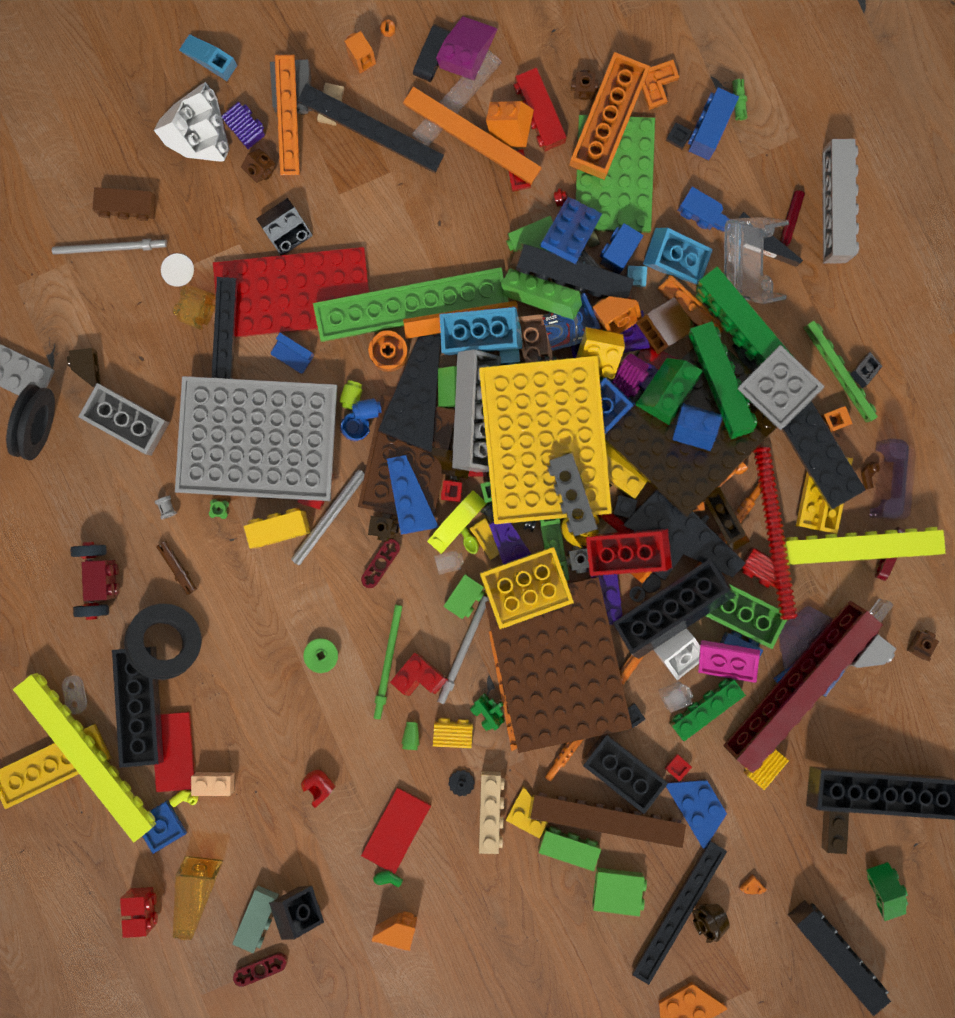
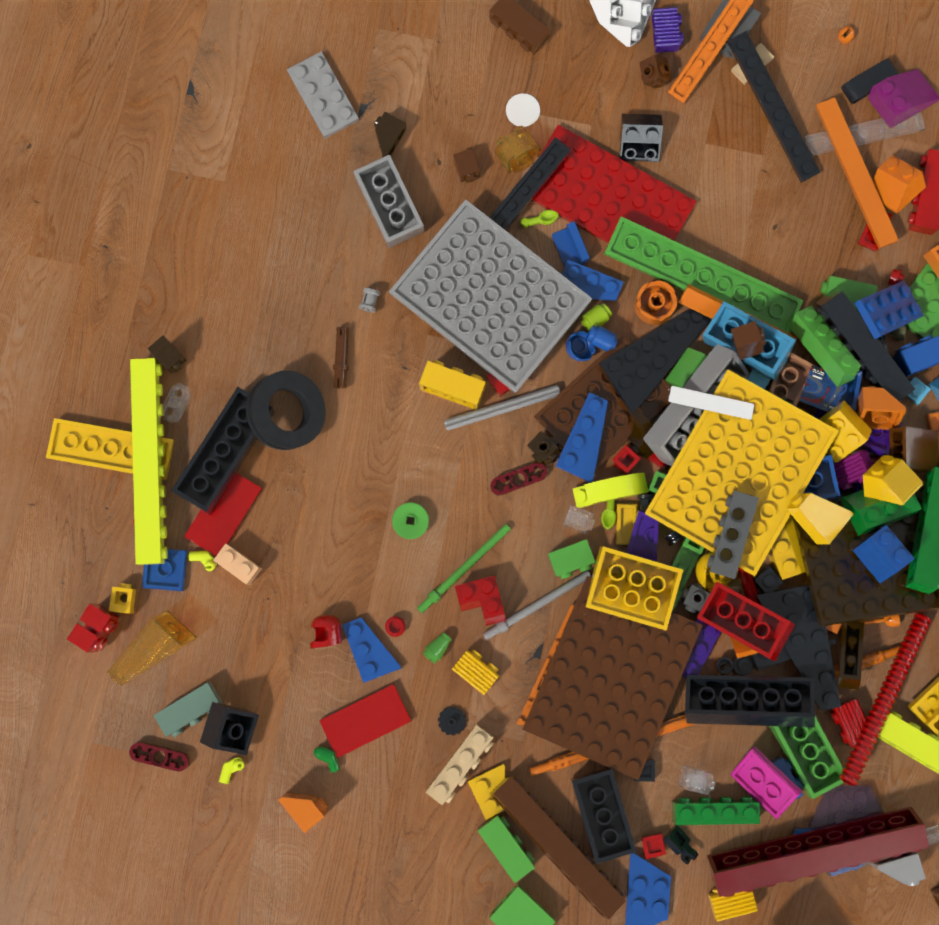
camera: 30 degrees right, 5 degrees down
(30, 422) = (311, 146): black tyre -> none
(39, 663) = (167, 354): none -> dark brown slope
(97, 580) = (268, 319): brick -> none
(142, 879) = (116, 602): none -> yellow brick
(145, 244) = (512, 70): light grey bar -> none
(164, 347) = (466, 165): none -> reddish brown brick
(213, 509) = (419, 333): bright green plate -> none
(256, 344) = (545, 218): none -> lime piece
(319, 938) = (230, 767): none -> neon yellow arm
(327, 370) = (592, 282): none -> blue wing
(360, 51) = (810, 37): orange brick -> none
(361, 777) = (368, 651): none -> blue wing
(367, 743) = (395, 626): none -> red plate
(478, 335) = (748, 340): none -> reddish brown brick
(484, 403) = (711, 402): none -> white sticker
(490, 710) = (523, 675): green hips -> none
(628, 434) = (818, 516): none -> yellow slope
(664, 365) = (890, 481): none -> yellow slope
(679, 653) = (725, 744): white slope -> none
(695, 751) = (679, 843): none -> black plate

